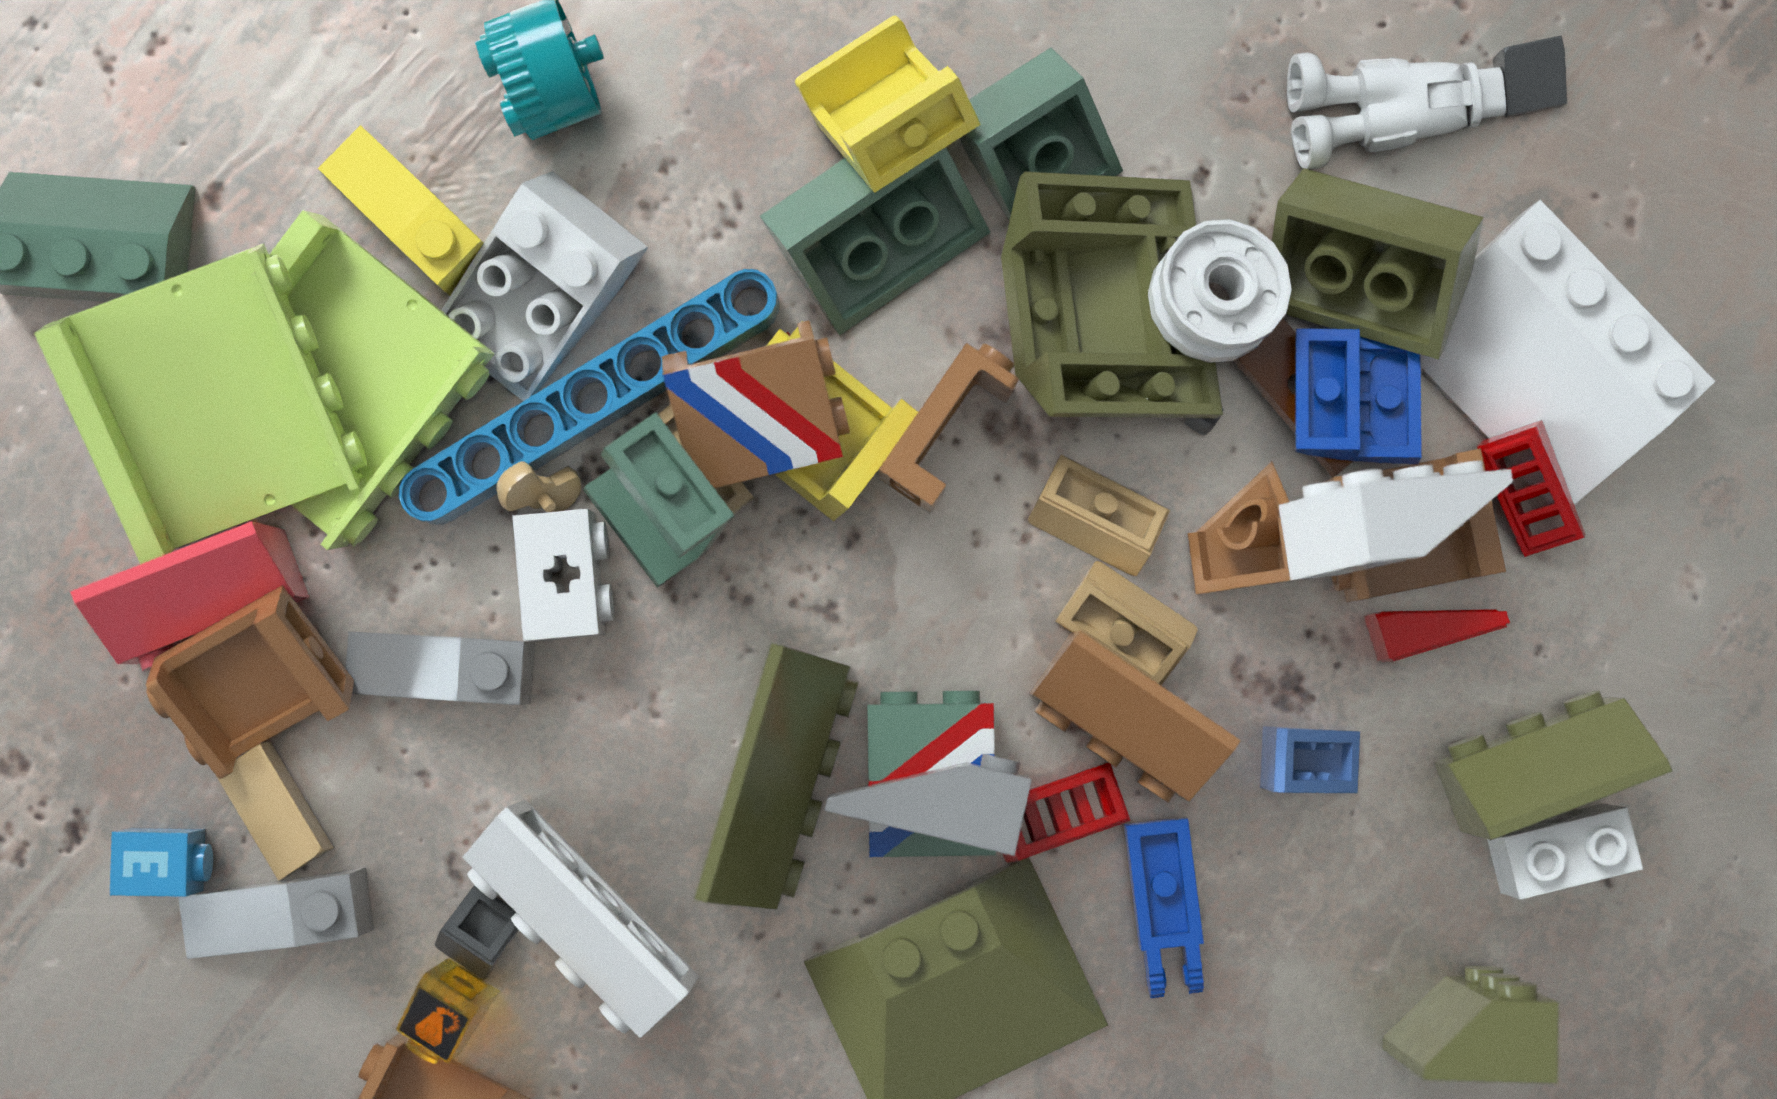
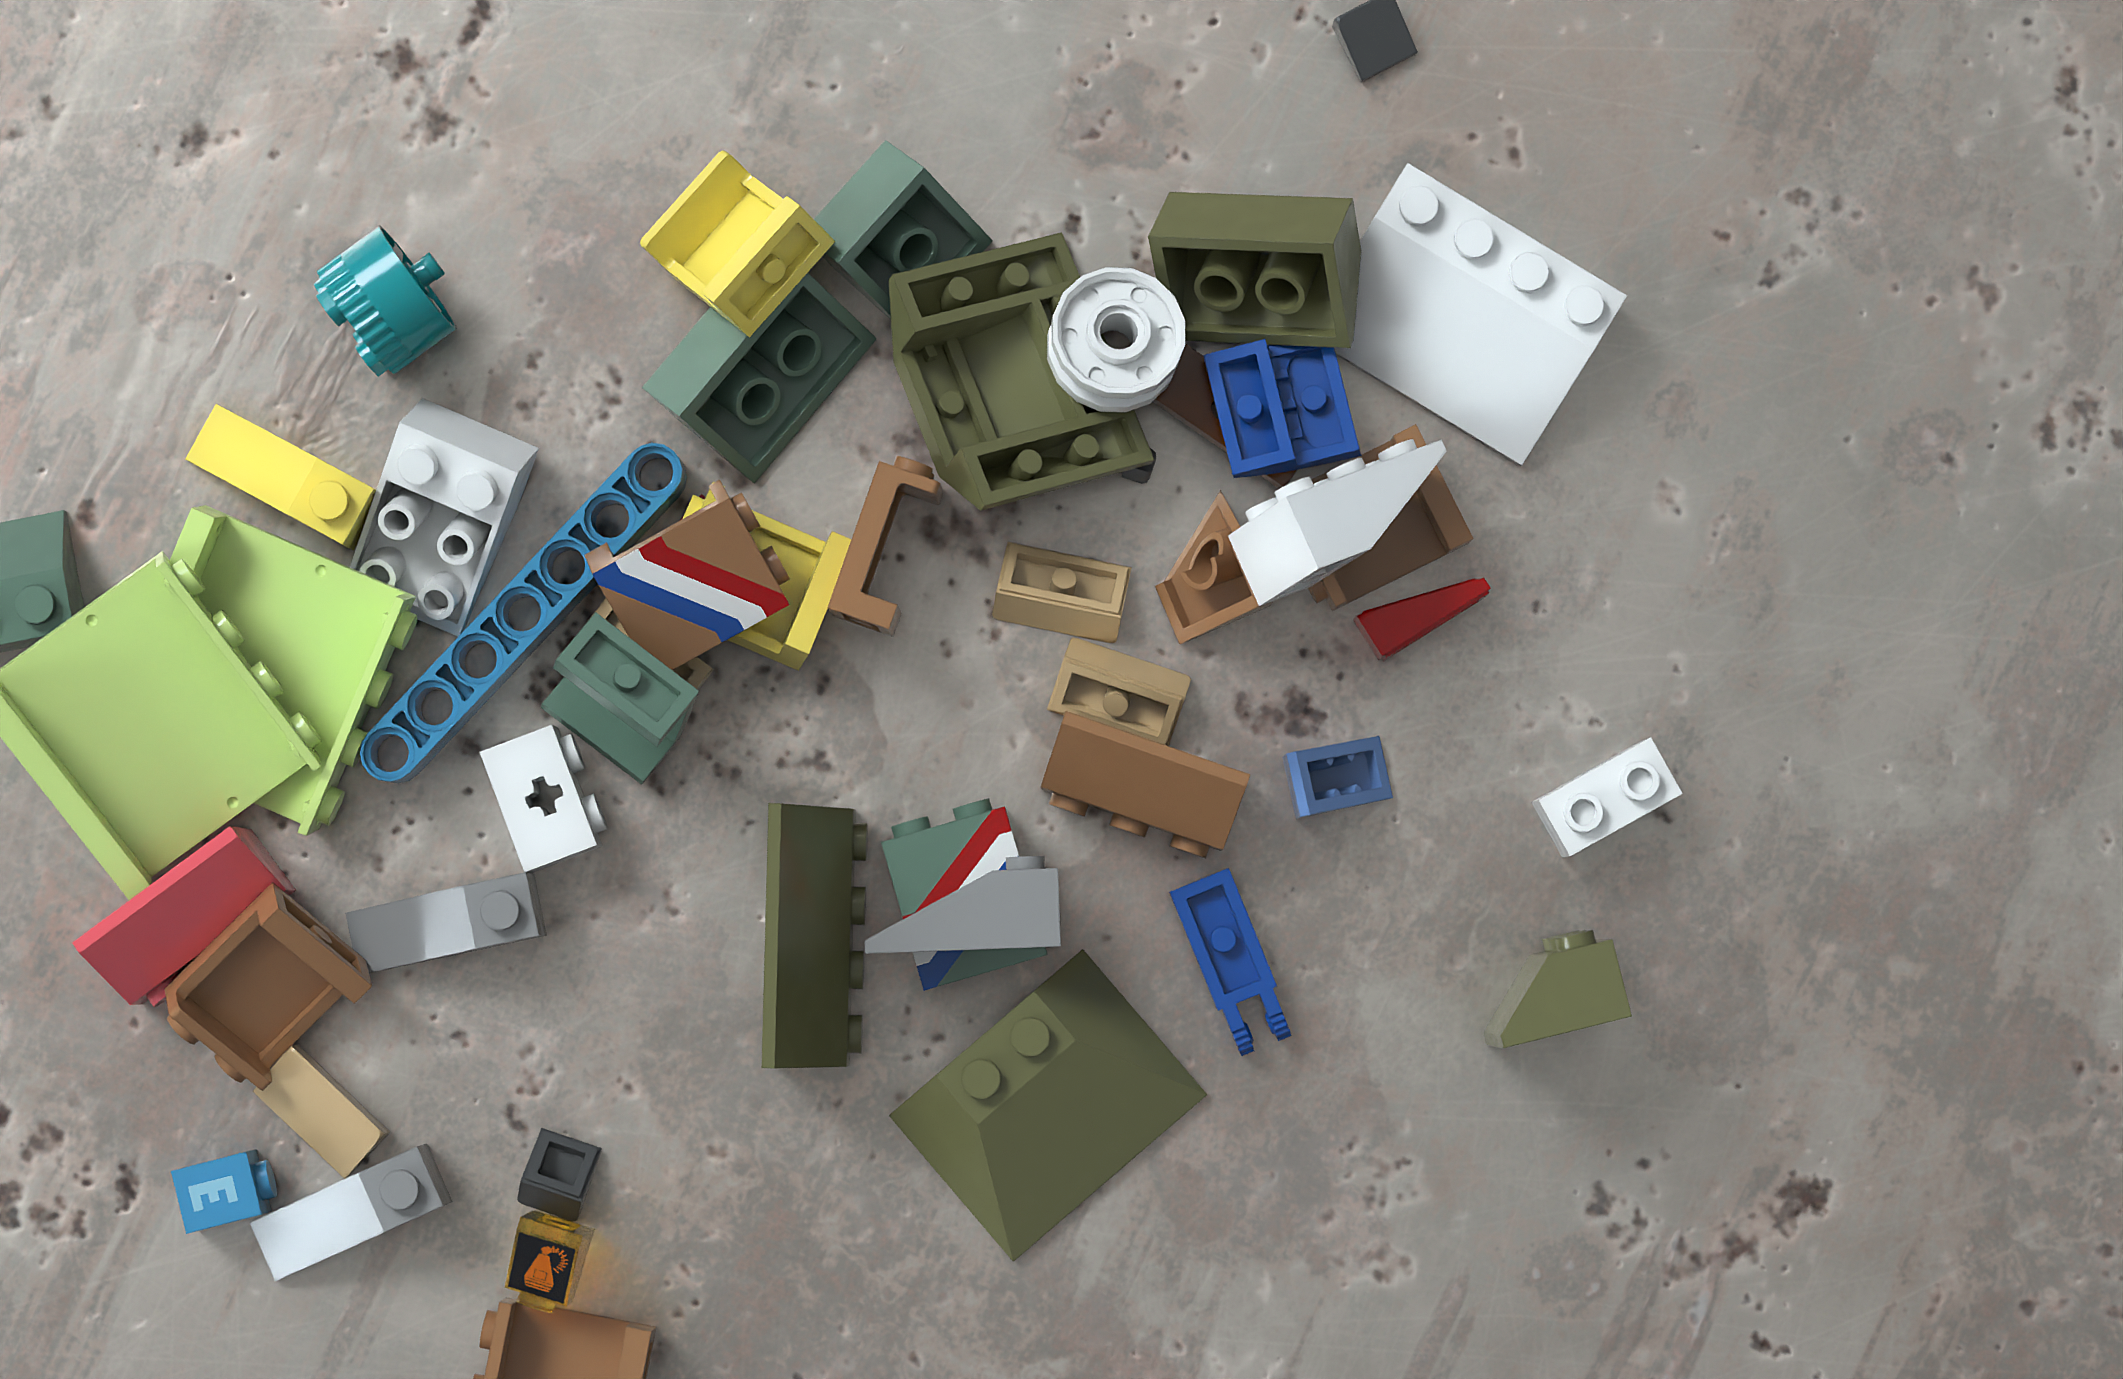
camera: 15 degrees left, 0 degrees up
(522, 487) = (481, 720): tan piece -> none
(580, 918) = (653, 1130): white slope -> none
(1109, 799) = (1147, 869): red slope -> none
(1395, 100) = (1247, 101): white piece -> none
(1536, 438) = (1483, 417): red slope -> none
(1548, 765) = (1565, 716): olive slope -> none

